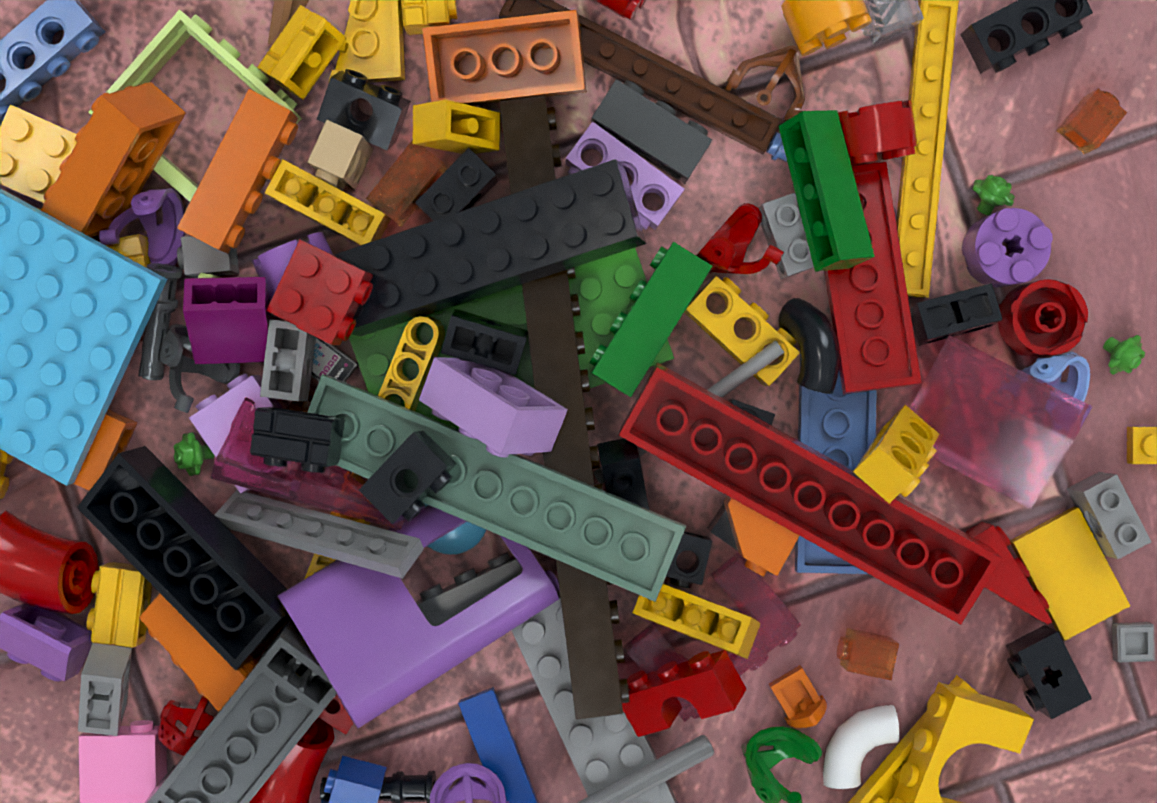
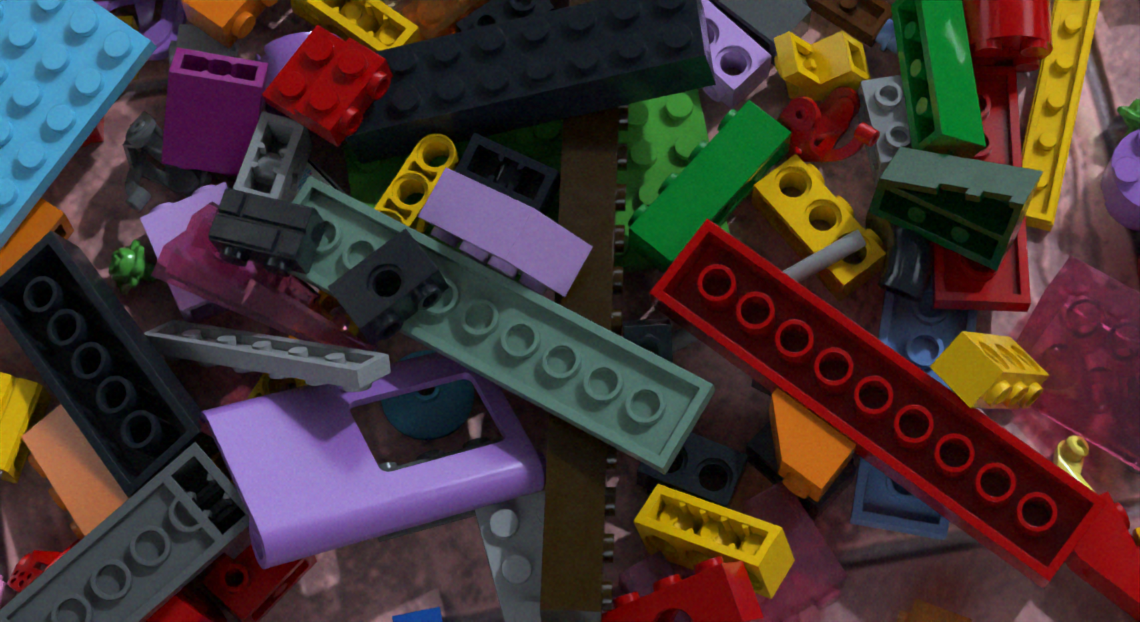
camera: 15 degrees right, 20 degrees down
(159, 322) = (130, 106): dark grey pin -> none
(726, 187) = (821, 66): none -> yellow brick
(857, 313) = (956, 201): none -> dark green wedge
(955, 314) = (1093, 234): black brick -> none
(957, 502) = (1070, 456): none -> light yellow arm

